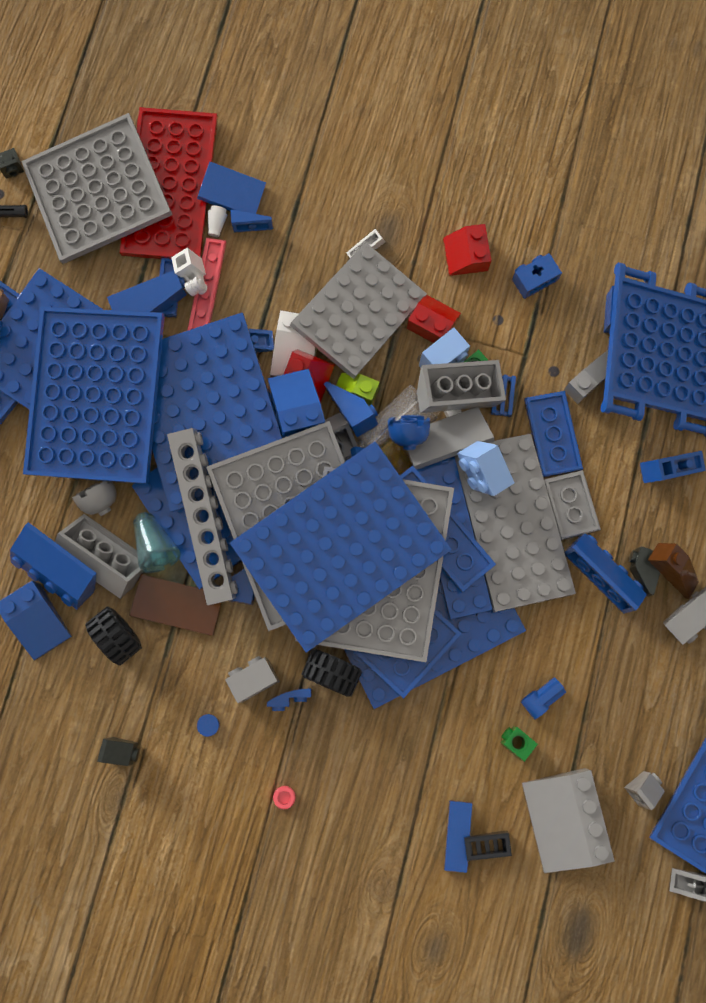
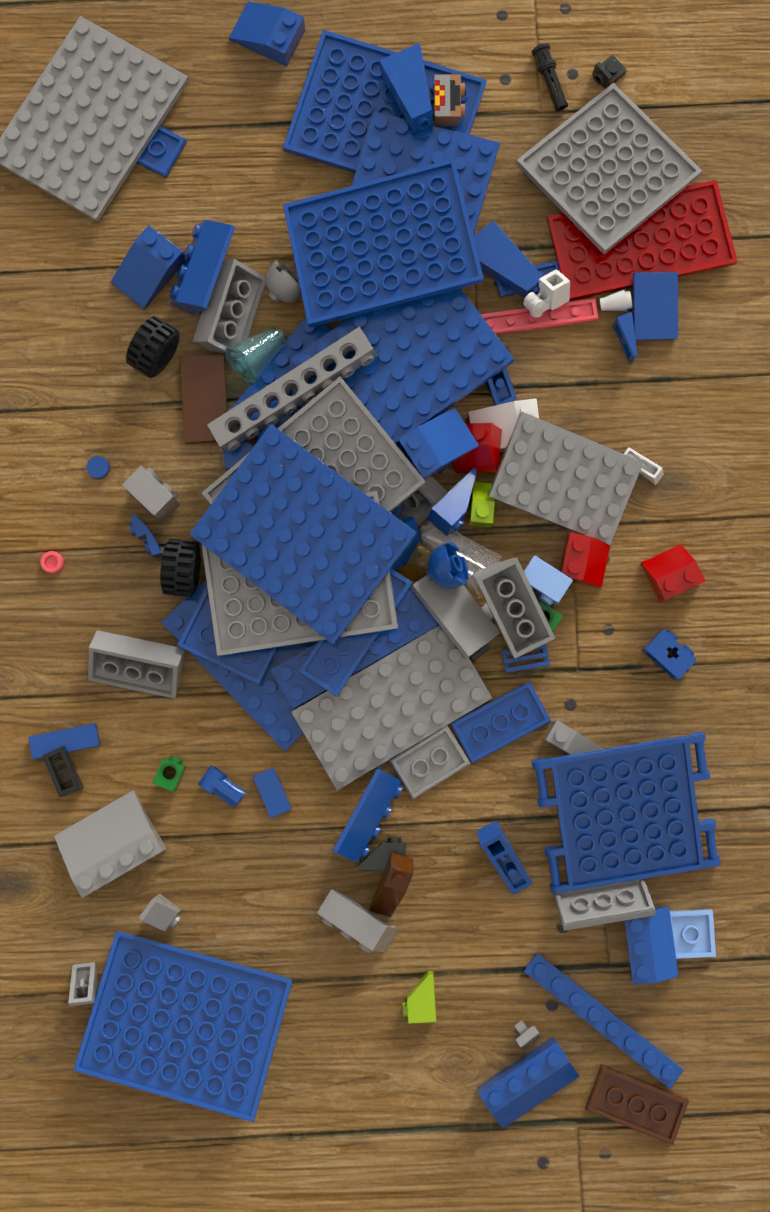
camera: 75 degrees right, 5 degrees up
(118, 751) = (46, 390): pearl dark grey slope -> none
(406, 745) = (135, 664): none -> light grey slope
(485, 468) = (429, 654): light blue brick -> none
(560, 653) = (272, 792): none -> blue tile

